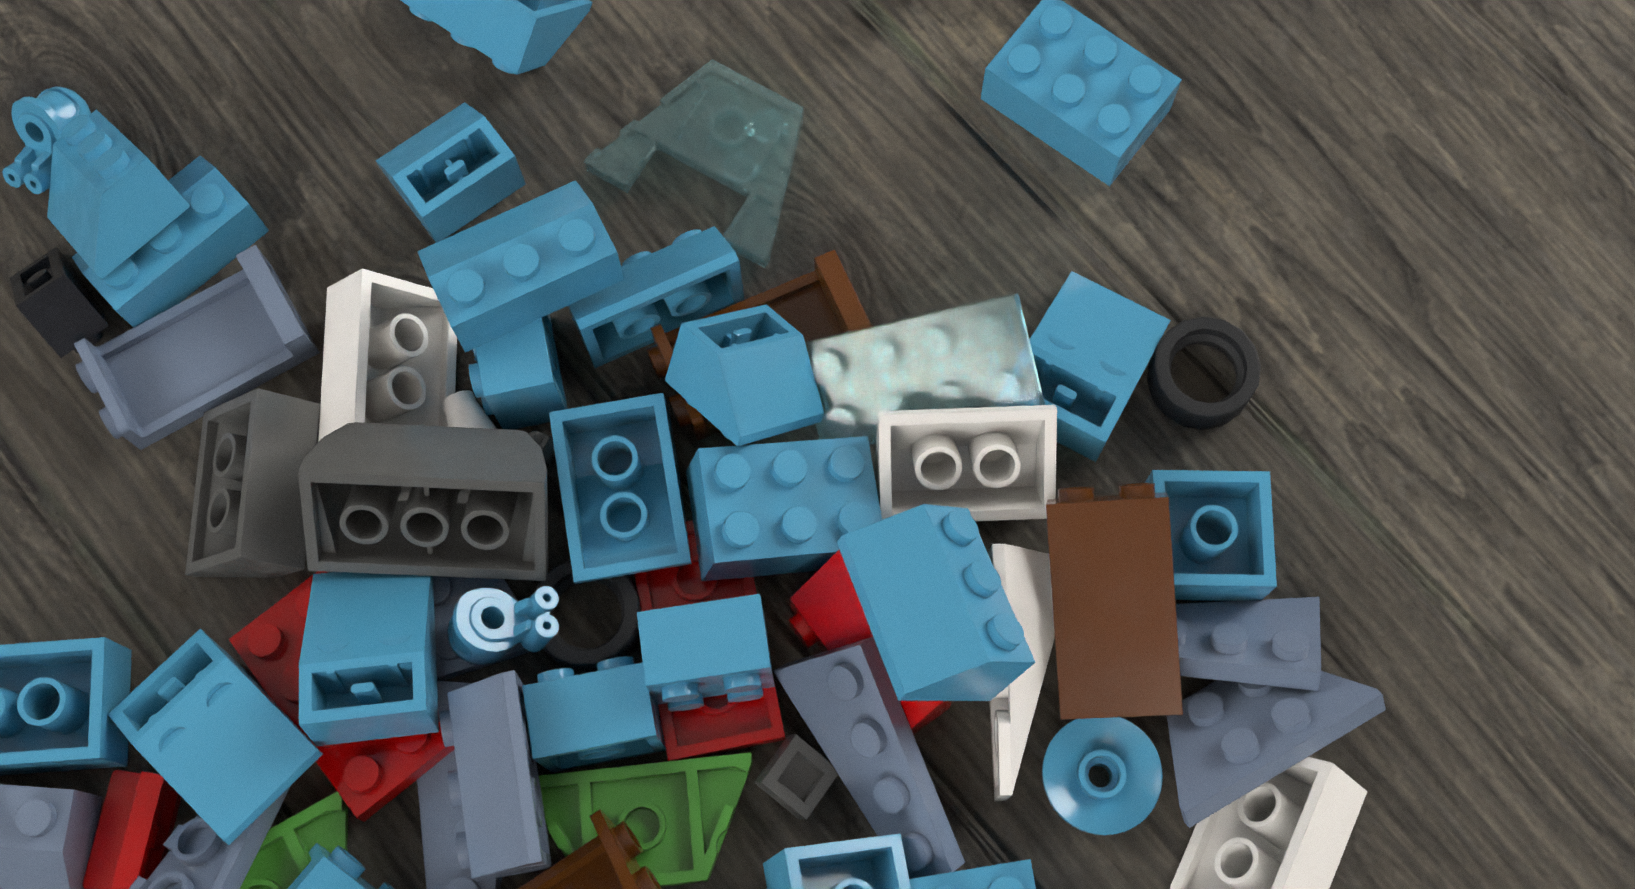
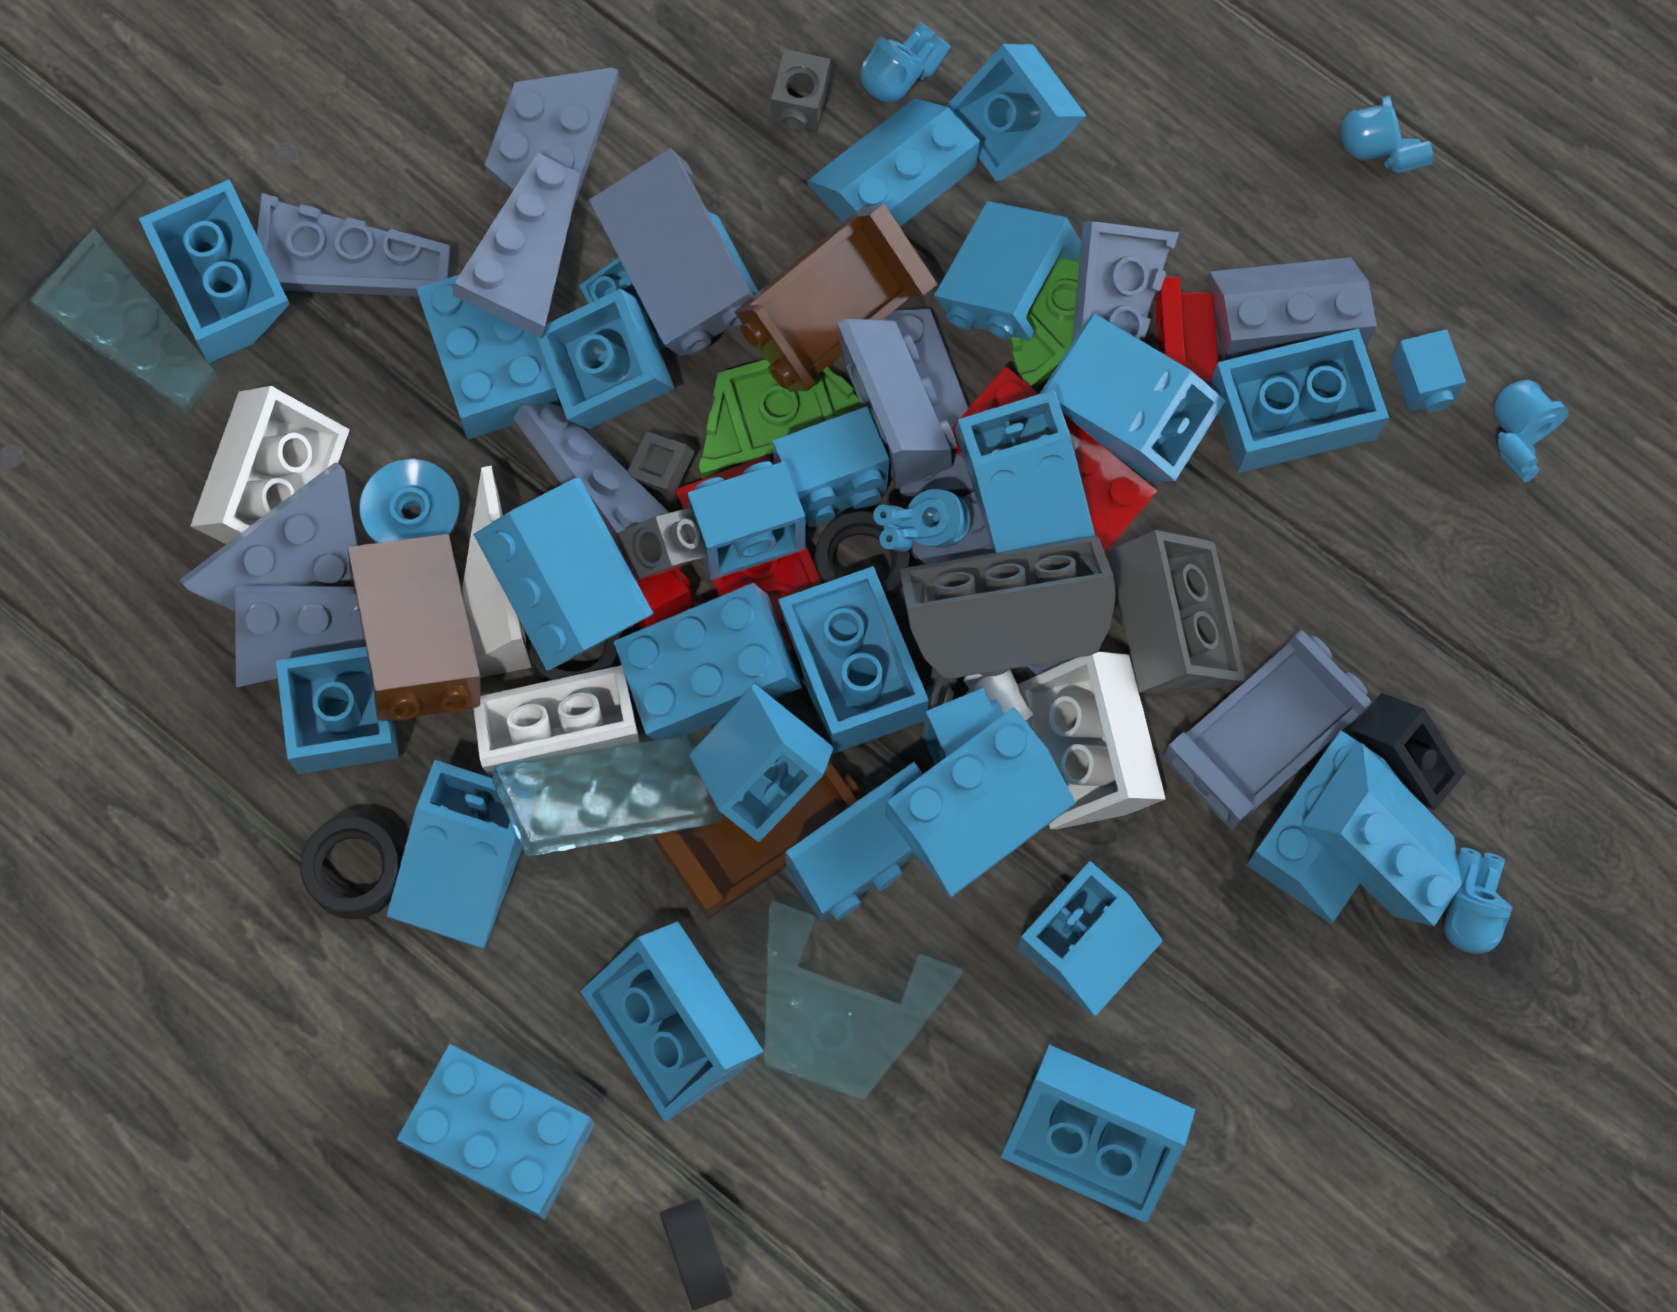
camera: 165 degrees right, 0 degrees up
(813, 623) = (661, 544): none -> dark grey brick
(886, 165) = (671, 1020): none -> dark azure slope

